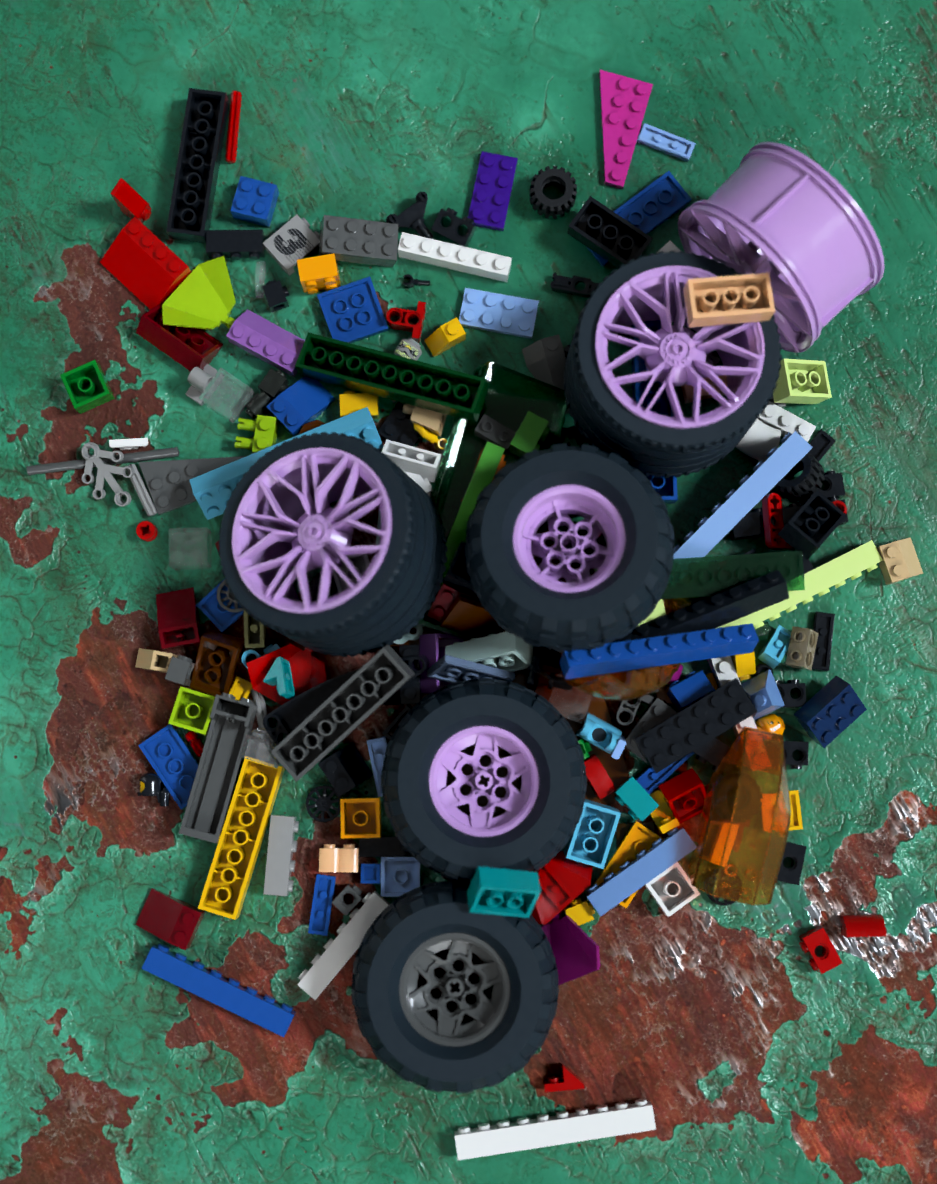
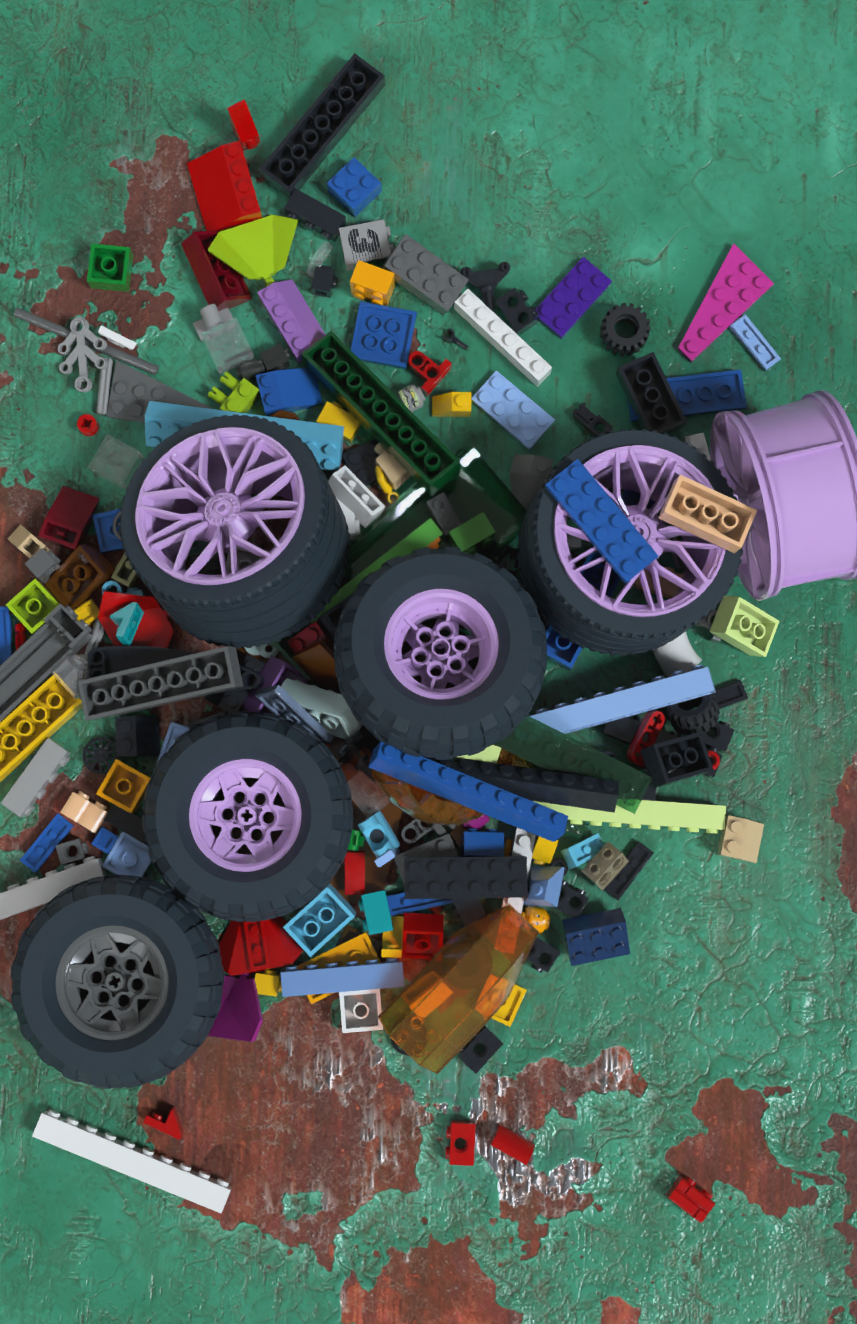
camera: 25 degrees right, 0 degrees up
(233, 127) = (375, 109): red axle -> none
(503, 892) = (203, 922): teal brick -> none
(643, 357) = (601, 521): none -> blue plate
(786, 421) = (711, 655): white brick -> none

